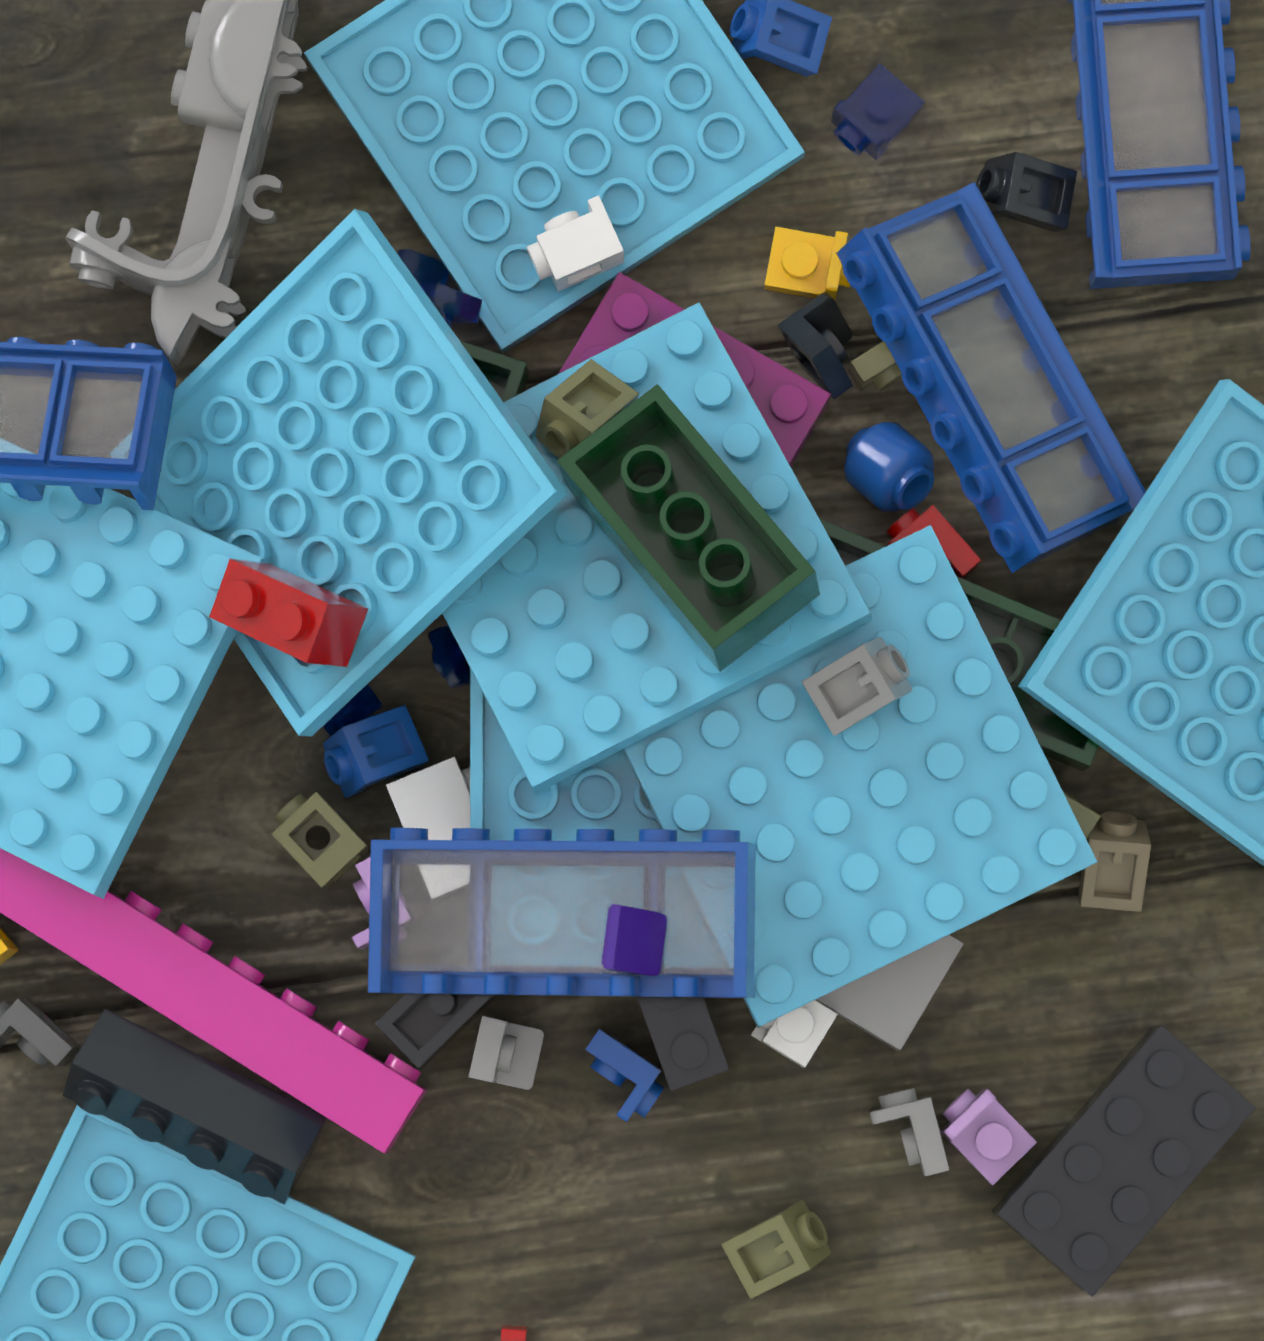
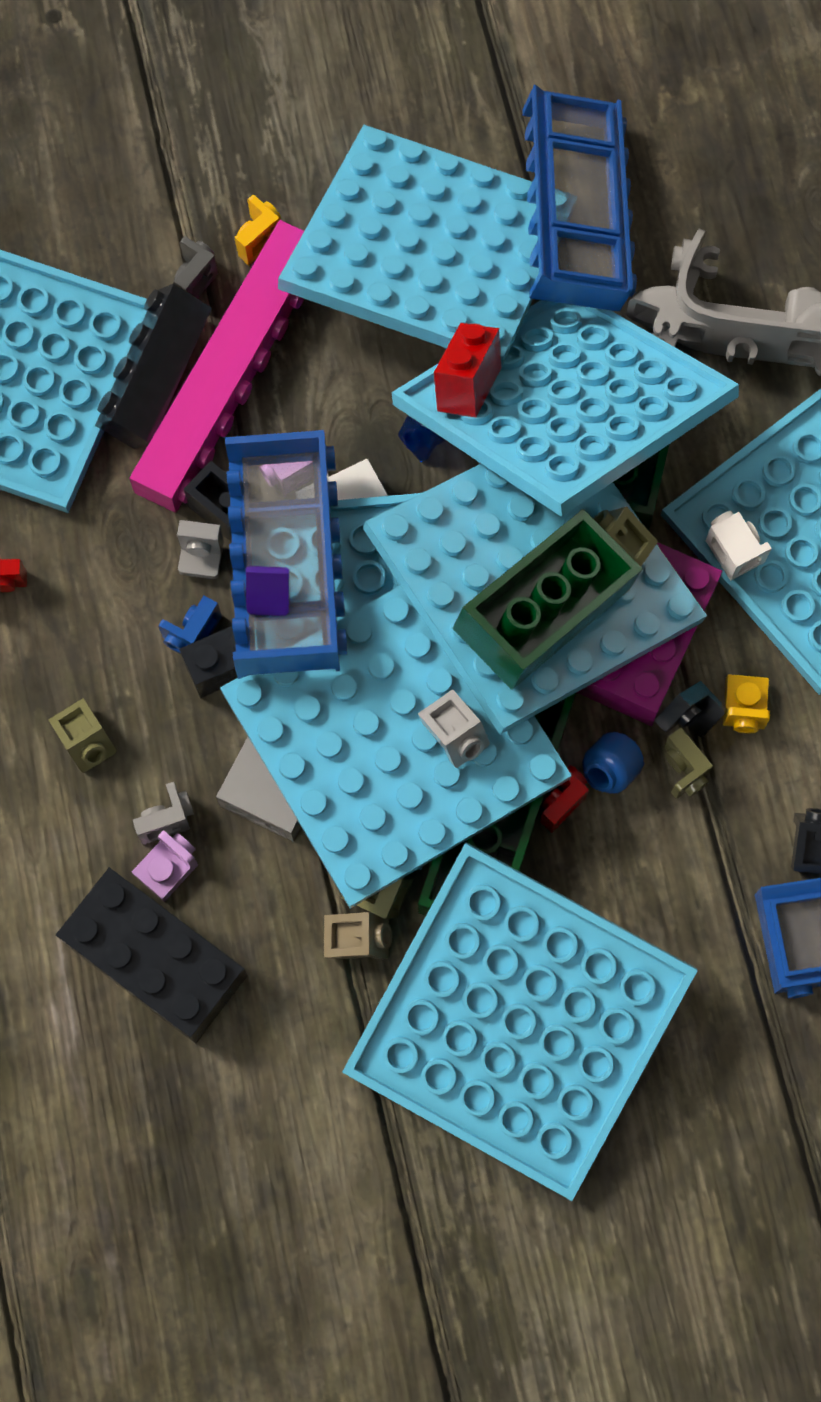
camera: 80 degrees right, 10 degrees down
(334, 860) = (336, 414): olive brick -> none
(373, 751) = (391, 456): blue bracket -> none
(432, 277) = (695, 459): clear blue bracket -> none
(797, 1032) = (223, 732): white brick -> none
(992, 376) = (682, 820): blue window -> none

